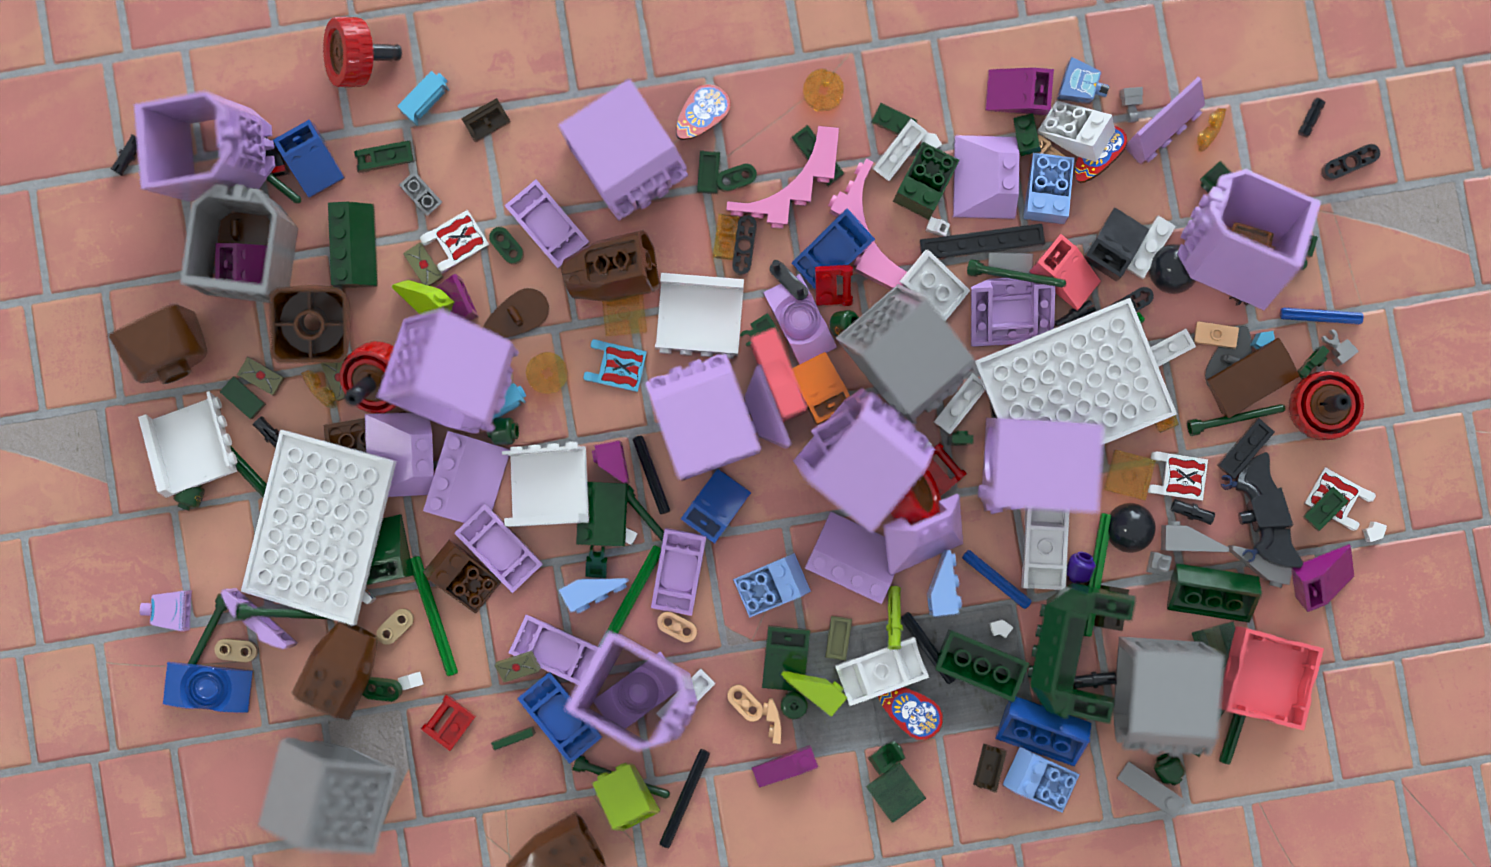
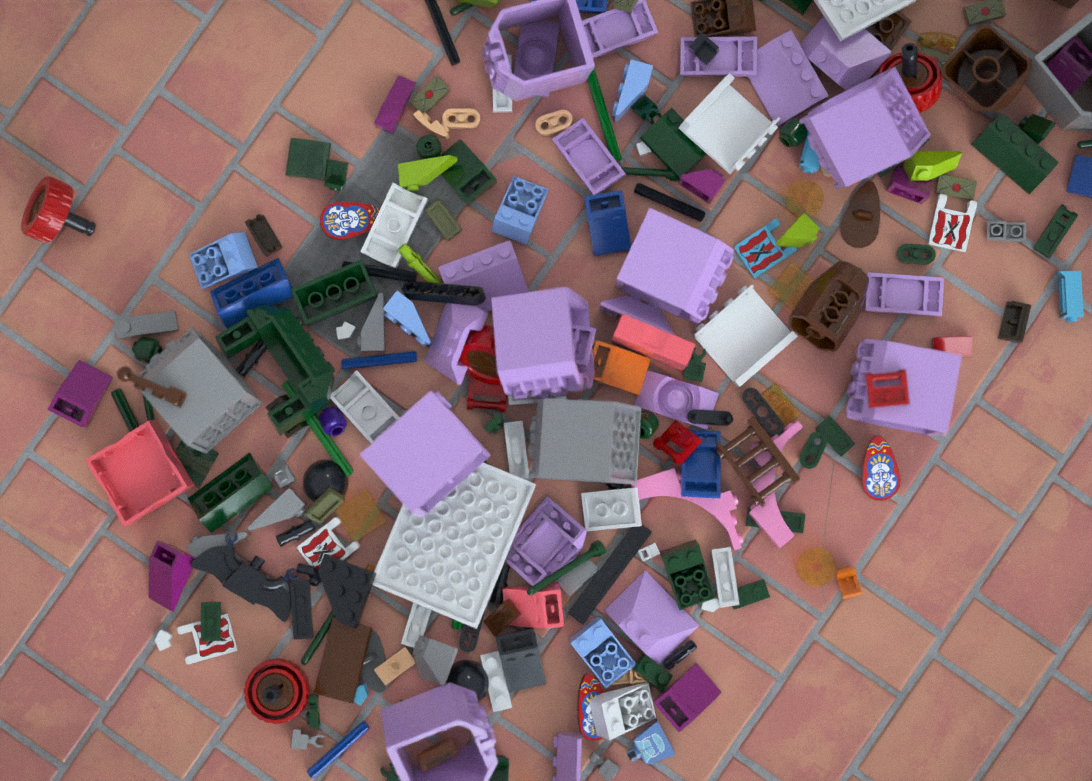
camera: 140 degrees right, 0 degrees up
(316, 246) = (1036, 127): none -> dark green slope
(504, 564) = (704, 48): none -> black panel
(551, 149) = (956, 345): none -> slope
(578, 349) = (799, 233): none -> lime slope
(646, 150) = (887, 395): none -> red plate
(750, 746) = (430, 95): none -> olive tile
(771, 215) = (777, 459): none -> reddish brown fence
(811, 54) = (848, 582): none -> orange bracket
(897, 569) = (471, 294): none -> black beam
(978, 605) = (373, 332): none -> light grey slope
(991, 128) = (680, 654): none -> black axle
(1099, 288) = (502, 617): none -> reddish brown plate
(1151, 509) = (324, 505): none -> olive tile
(1183, 308) = (433, 659): none -> light grey slope
(1197, 429) = (346, 588): none -> black plate
(1198, 706) = (171, 395): none -> reddish brown plate
(1209, 469) = (312, 573): none -> black arm
(1256, 786) = (80, 394): none -> magenta slope

